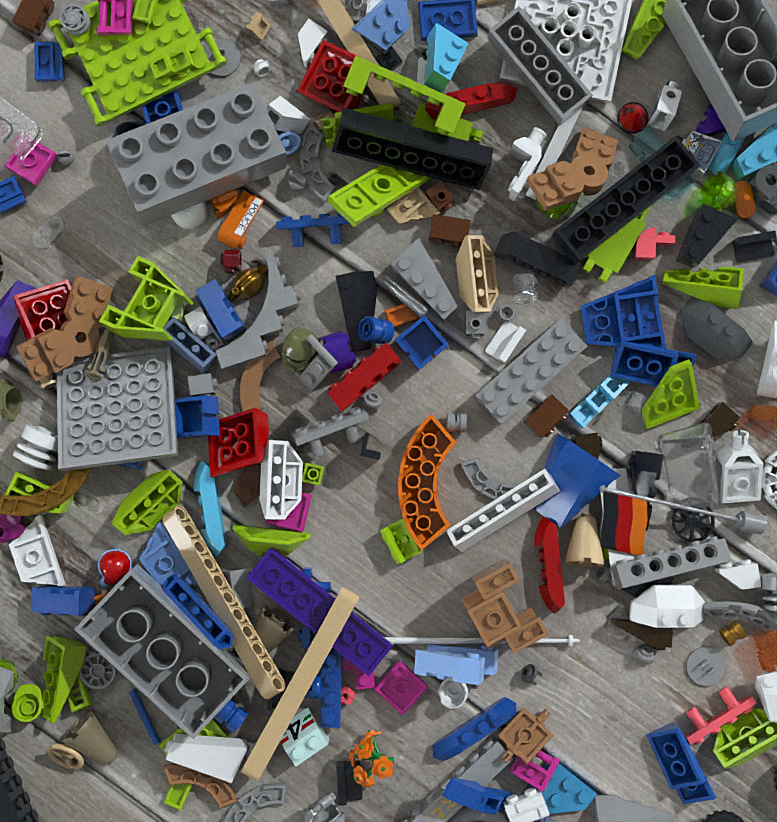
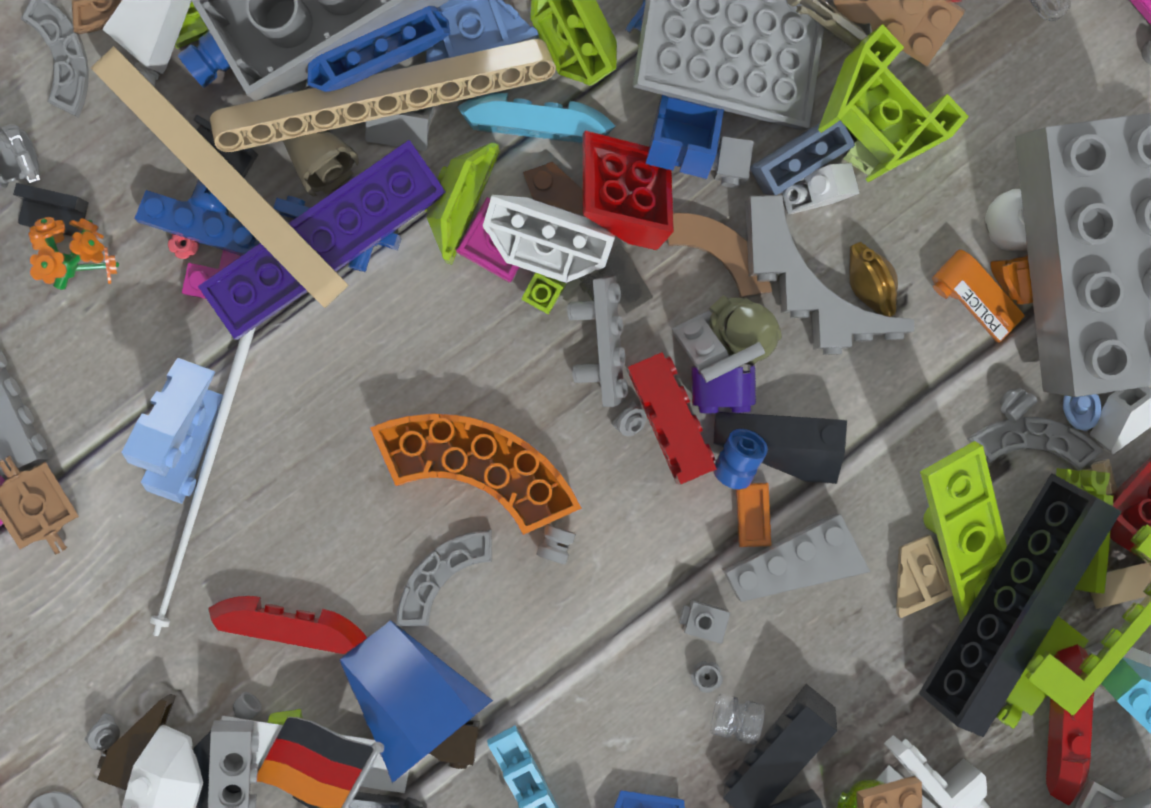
camera: 110 degrees right, 0 degrees up
(220, 310) = (842, 222): blue wedge -> none
(231, 261) = (917, 263): dark red plate -> none
(297, 227) = (947, 399): blue plate -> none
(303, 737) = (138, 161): light aqua slope -> none
(366, 452) = (548, 390): black panel -> none
(399, 541) = (395, 398): lime bracket -> none
(401, 687) = (168, 333): dark pink plate -> none
(404, 296) = (781, 522): light grey axle -> none
(421, 343) = (699, 526): blue piece -> none
(440, 197) = (925, 627): reddish brown brick -> none
(448, 230) = (866, 625): reddish brown brick -> none
(452, 693) = (127, 408): white hair -> none
(474, 729) = (69, 428): blue brick -> none
(477, 274) = (783, 648): tan wedge -> none
(494, 614) = (229, 511): medium nougat piece -> none
(503, 510) = (393, 576): white brick -> none
(505, 341) = (662, 660): white panel -> none
(529, 673) = (127, 540): dark grey plate -> none
(530, 371) = (602, 688): light grey brick -> none
(547, 416) = (522, 690): reddish brown brick -> none
(585, 543) = (303, 691): tan cone -> none

